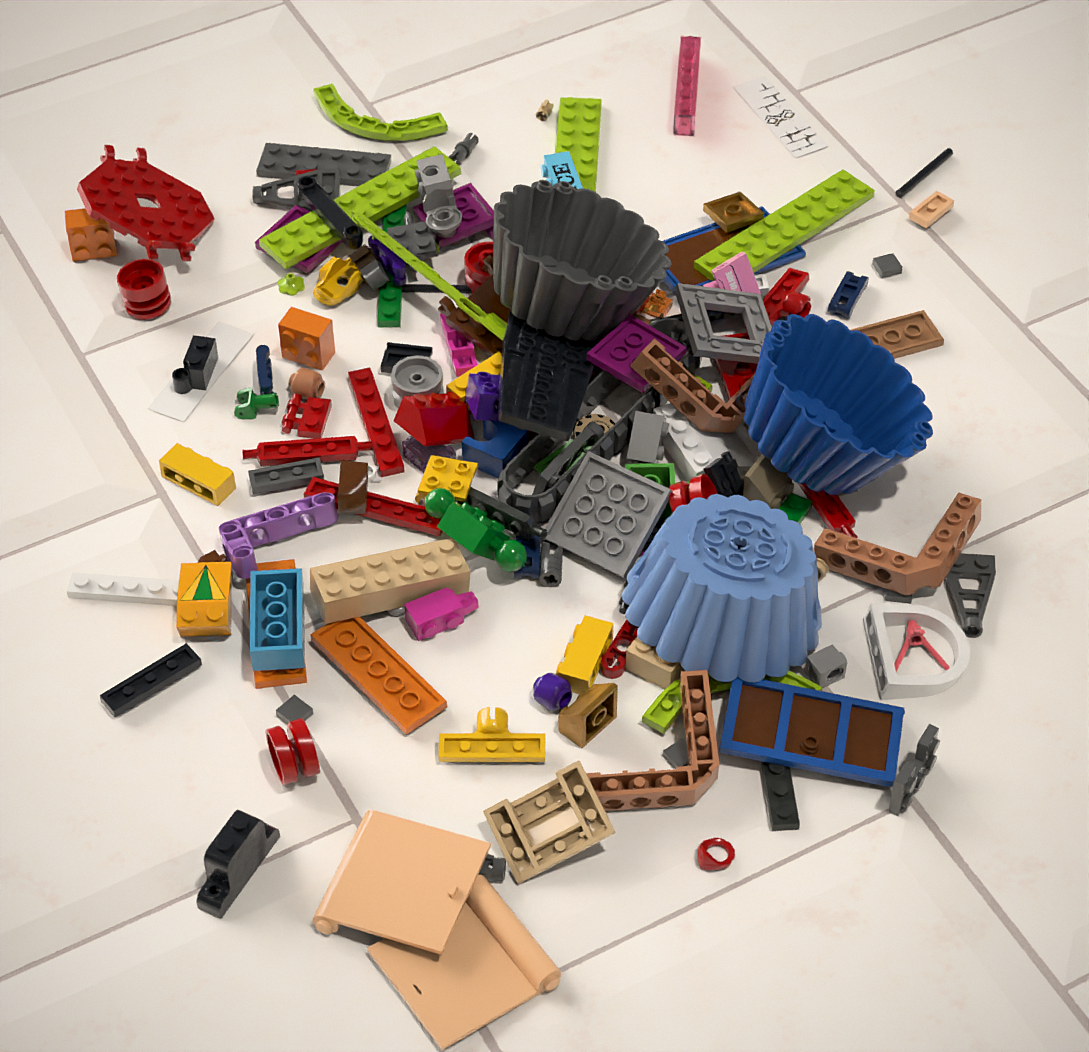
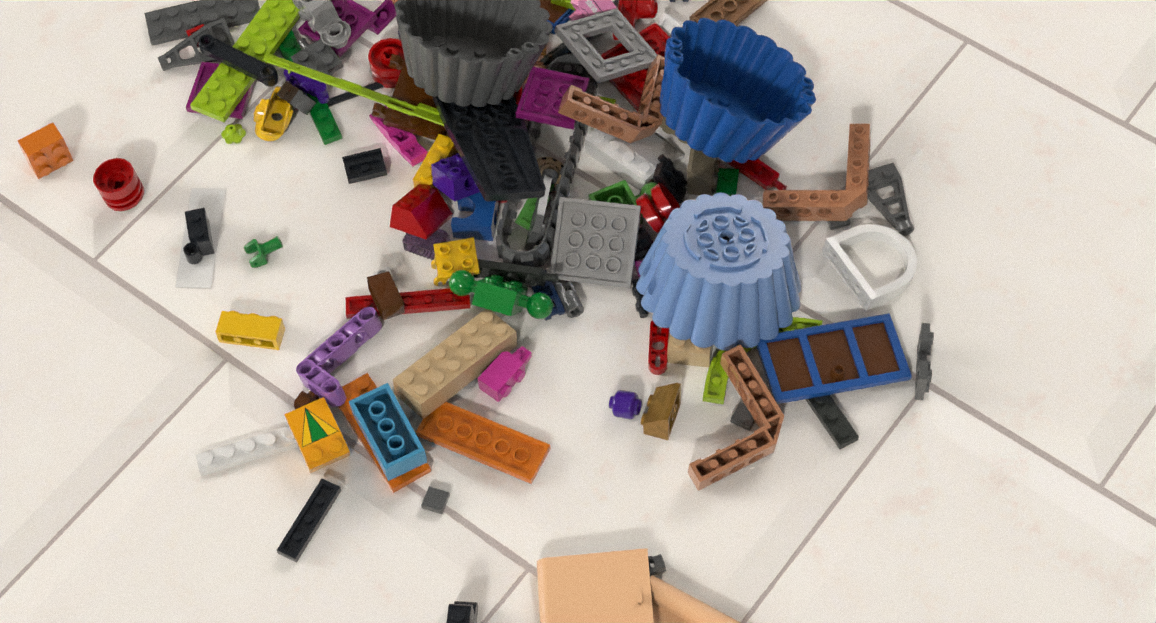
camera: 20 degrees left, 10 degrees up
(113, 192) = (49, 111): red plate -> none
(264, 369) = (256, 221): dark blue plate -> none
(285, 475) = (321, 304): dark grey plate -> none
(292, 752) = (457, 536): red wheel -> none
(304, 449) = (327, 275): red plate -> none
(306, 338) = (277, 179): orange brick -> none
(307, 383) = (296, 218): nougat head -> none
(314, 416) = (316, 244): red plate -> none
(376, 422) = (367, 229): red plate -> none
(416, 376) = (386, 184): light grey wheel -> none
(492, 742) = (601, 464): yellow plate -> none
(549, 823) = (681, 513): tan slope -> none
(585, 653) = (634, 363): yellow brick -> none
(647, 438) = (593, 167): light grey hinge -> none
(707, 862) = (806, 493): red piece -> none
(826, 666) = (816, 302): light grey brick -> none
(915, 638) = (868, 251): coral plant -> none

